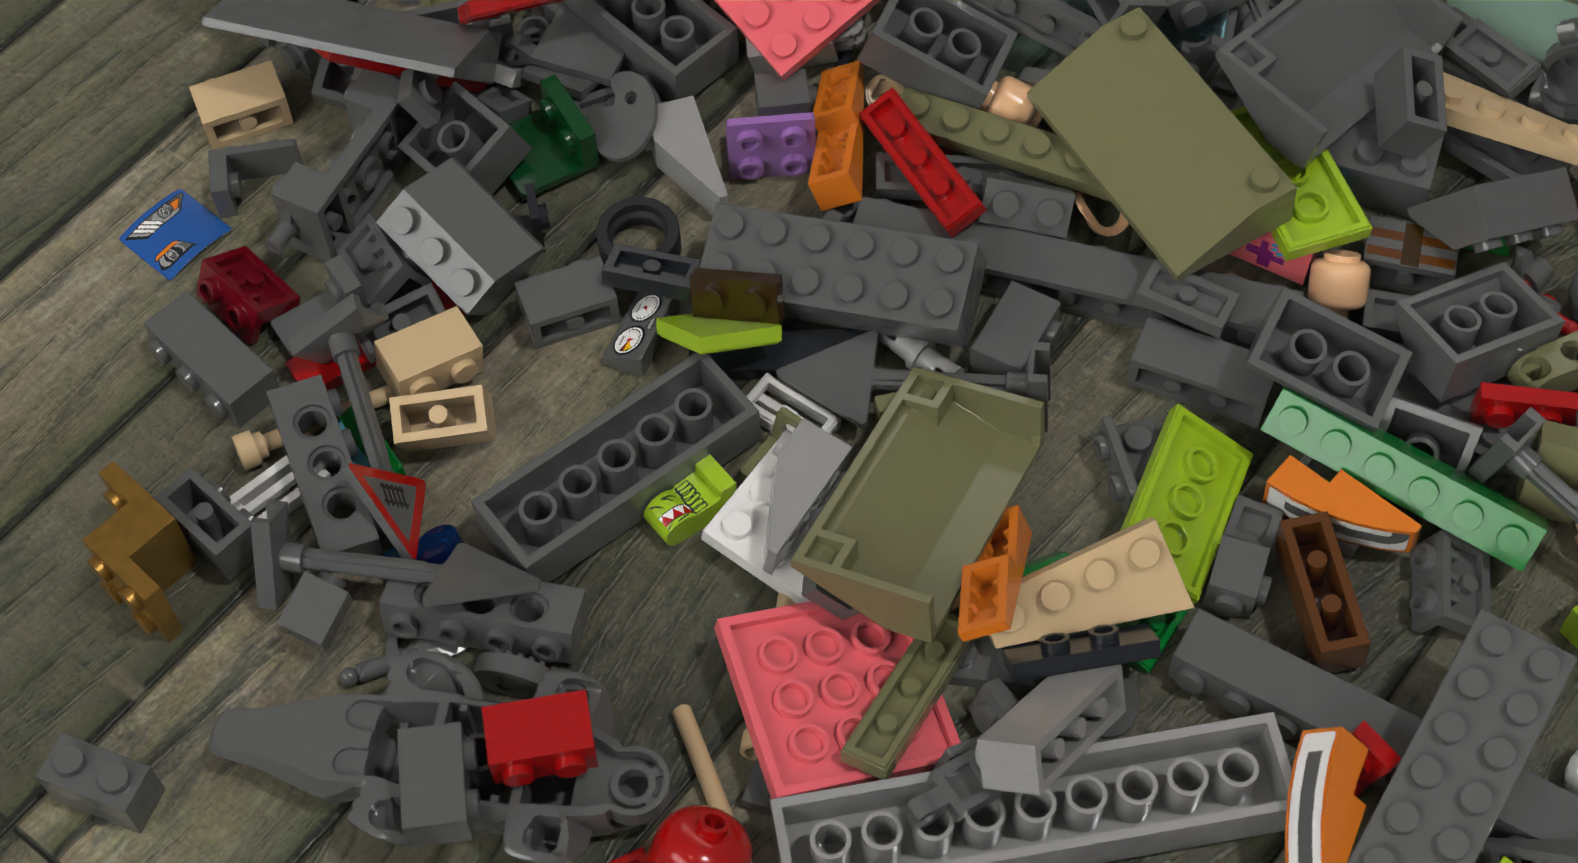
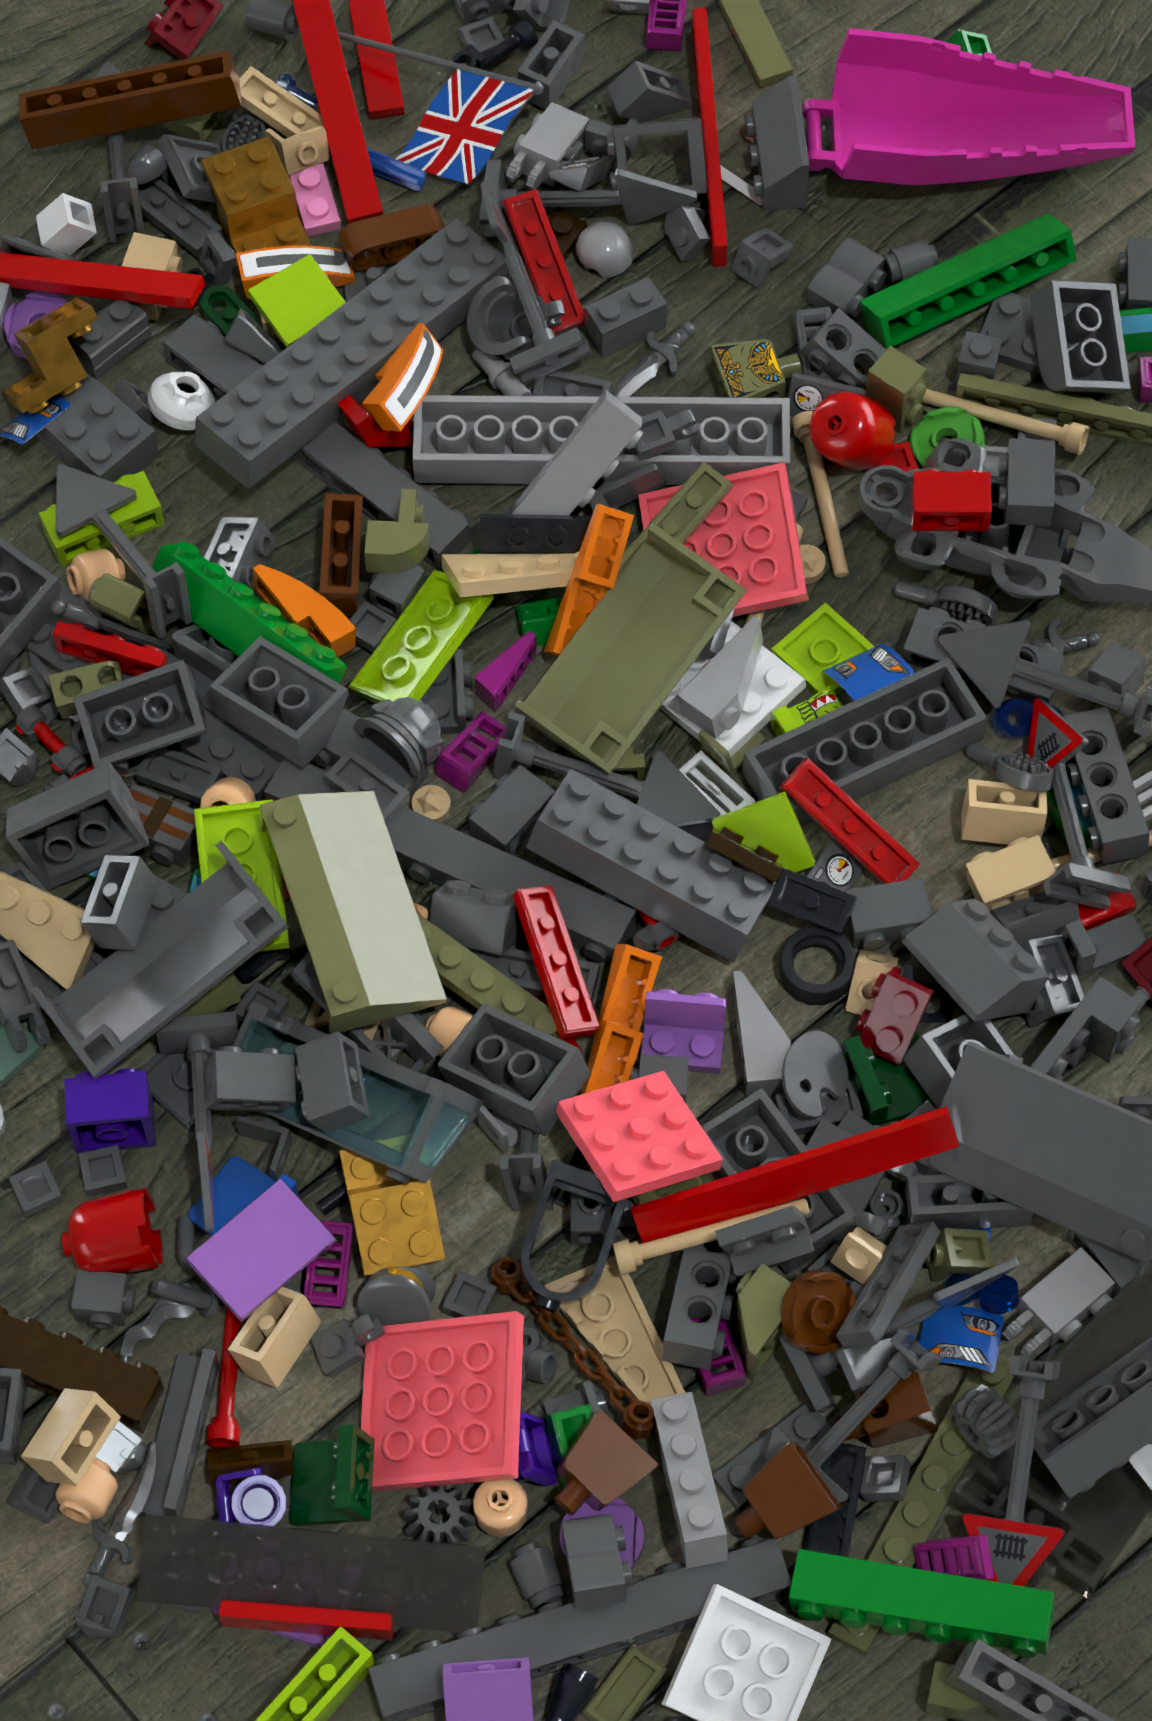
camera: 170 degrees left, 5 degrees up
(426, 461) = (1014, 768): none -> dark grey piece
(549, 172) = (894, 1015): none -> bracket
(573, 227) = (864, 979): none -> tan bracket
(623, 362) = (848, 824): none -> red tile
(626, 553) = (870, 671): none -> blue sticker
(683, 600) = (818, 645): none -> lime tile
(723, 714) = (813, 563): none -> tan tile
(1076, 488) = (502, 674): none -> magenta slope
(1091, 375) = (458, 769): none -> magenta slope
(1111, 342) = (432, 802): none -> tan tile
(1168, 359) = (409, 726): none -> dark grey helmet
(1251, 588) = (400, 544): none -> olive brick

